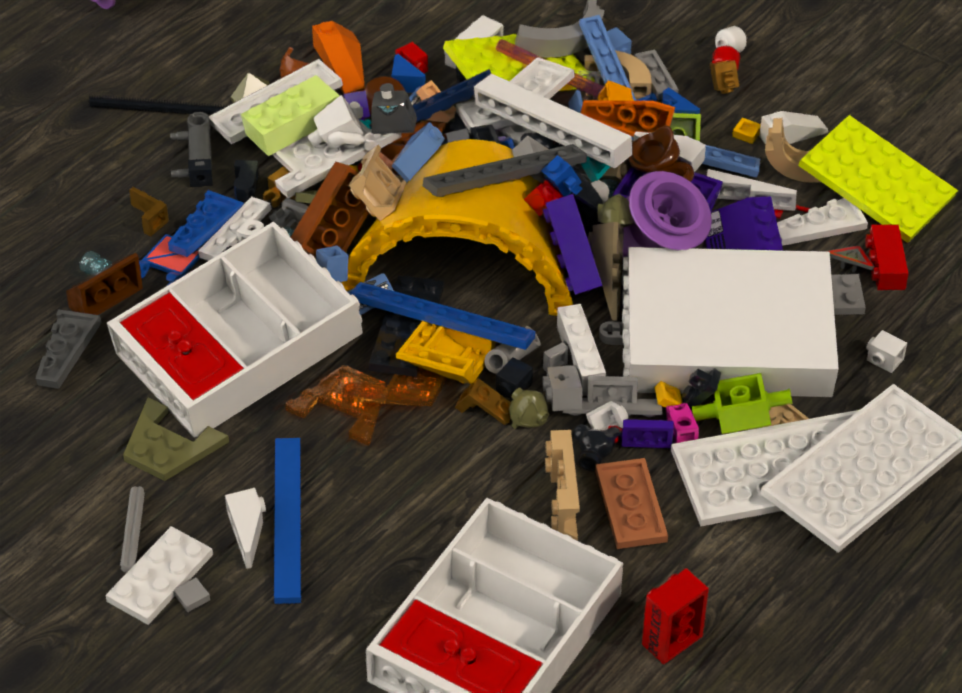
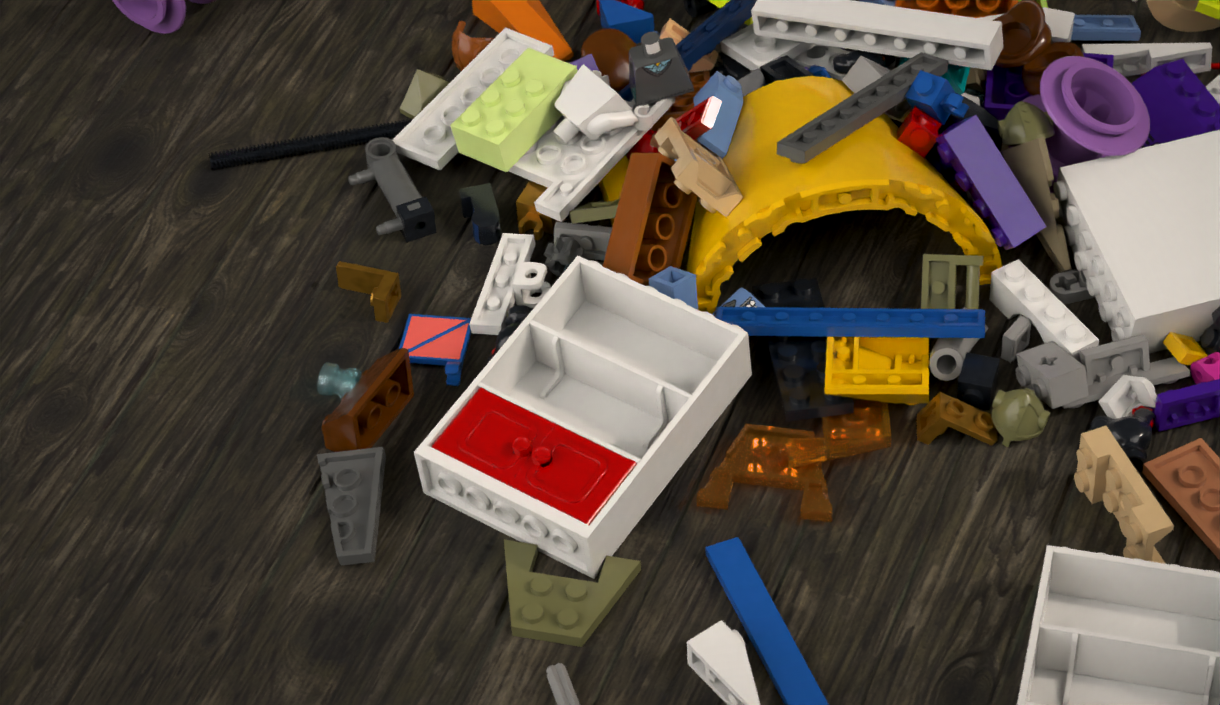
camera: 15 degrees left, 0 degrees up
(204, 223) = (457, 284): blue wing -> none
(396, 151) = (700, 118): none -> red tile
(521, 304) = (940, 280): none -> olive plate

